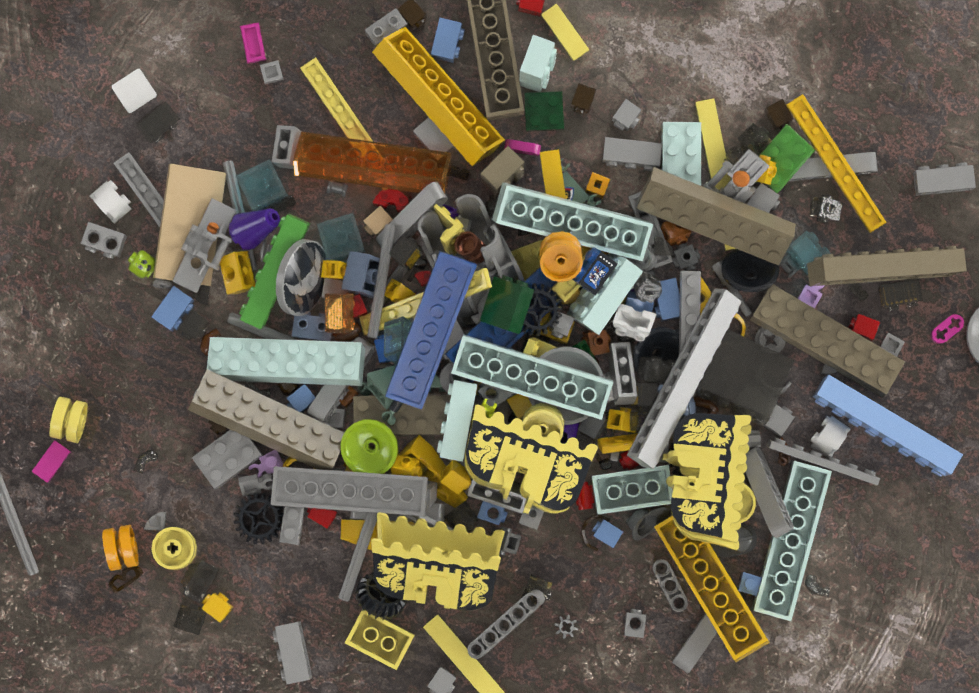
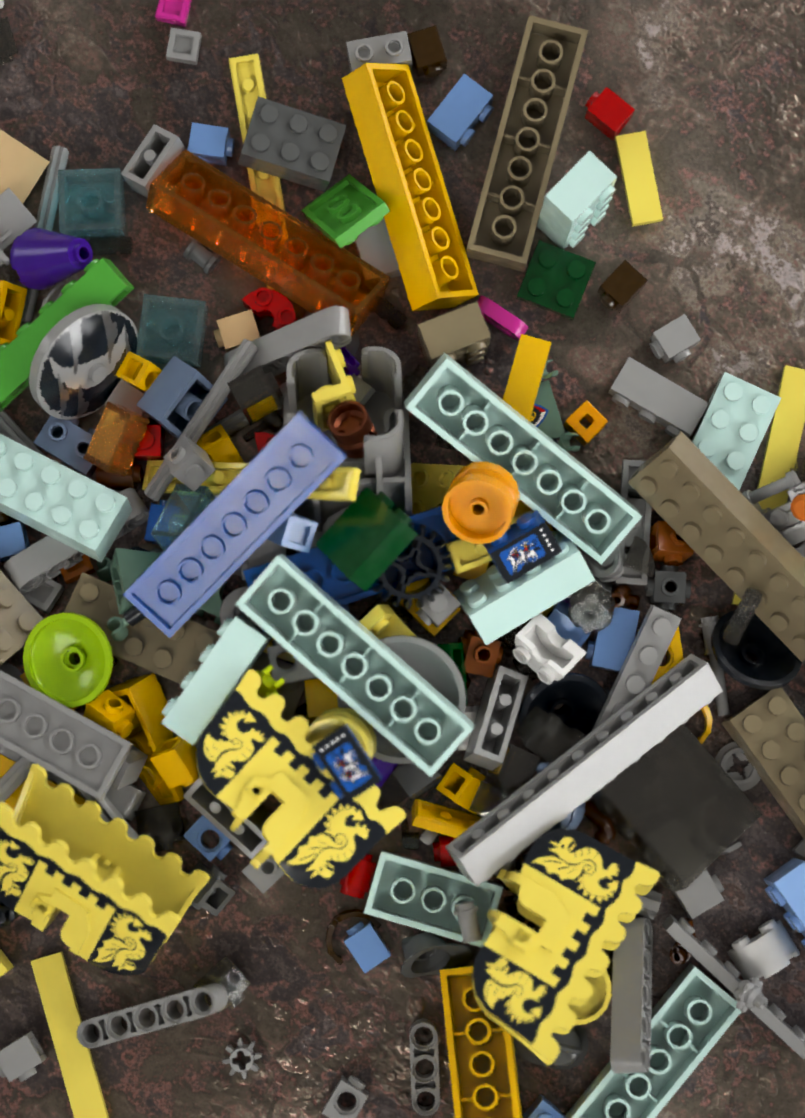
camera: 20 degrees right, 0 degrees up
(313, 121) = (211, 143): none -> medium blue brick
(360, 101) = (292, 144): none -> dark grey brick
(387, 307) = (189, 463): none -> light grey brick
(408, 126) = (345, 211): none -> bright green plate
(466, 319) = (295, 533): none -> medium blue brick
(552, 431) = (346, 763): none -> brick
(658, 492) = (468, 921): none -> light grey pin
(663, 275) = (624, 598): none -> reddish brown arm
(733, 257) = (742, 616): none -> clear smoke axle
(830, 462) = (750, 995): none -> light grey plant

